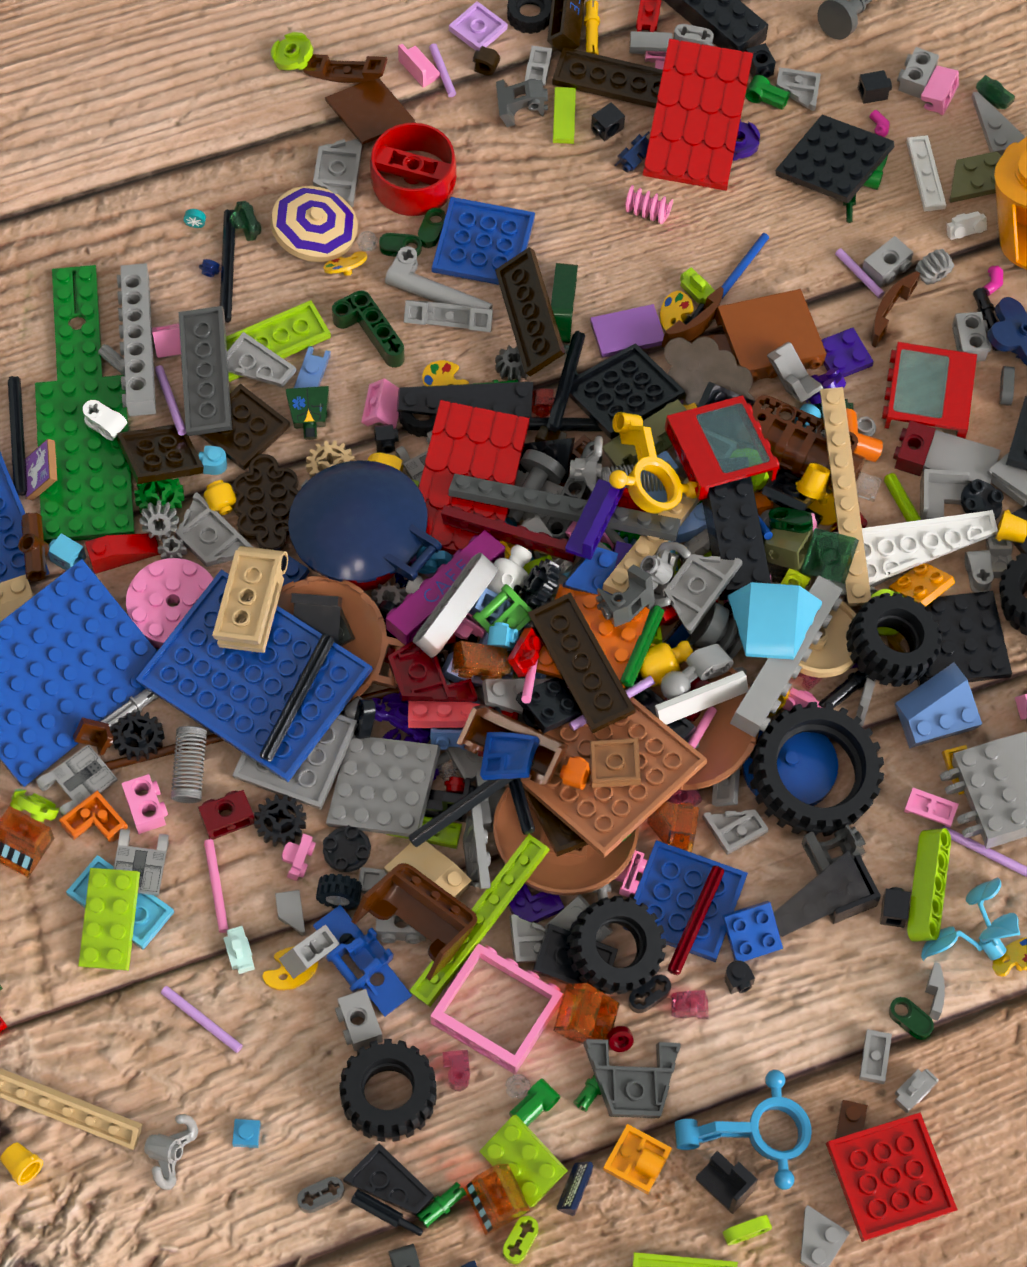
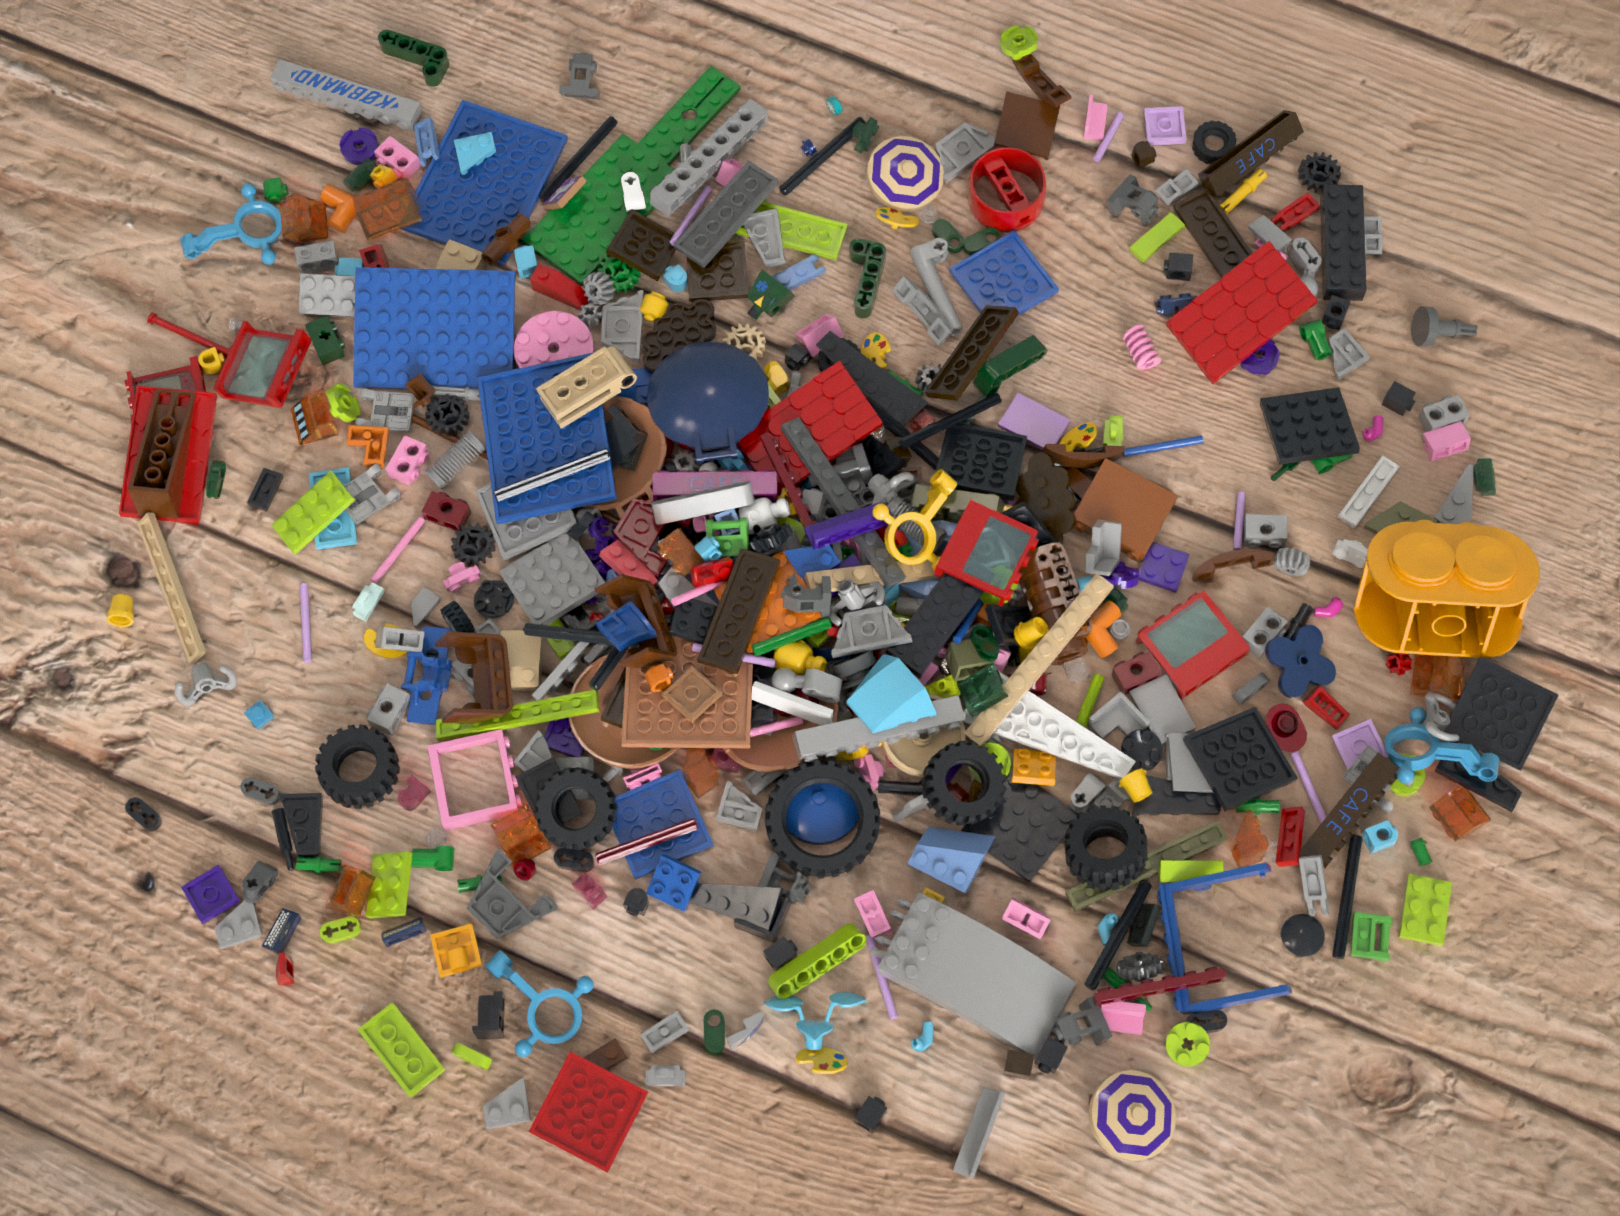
camera: 50 degrees right, 5 degrees up
(39, 941) = (265, 489): none -> black plate

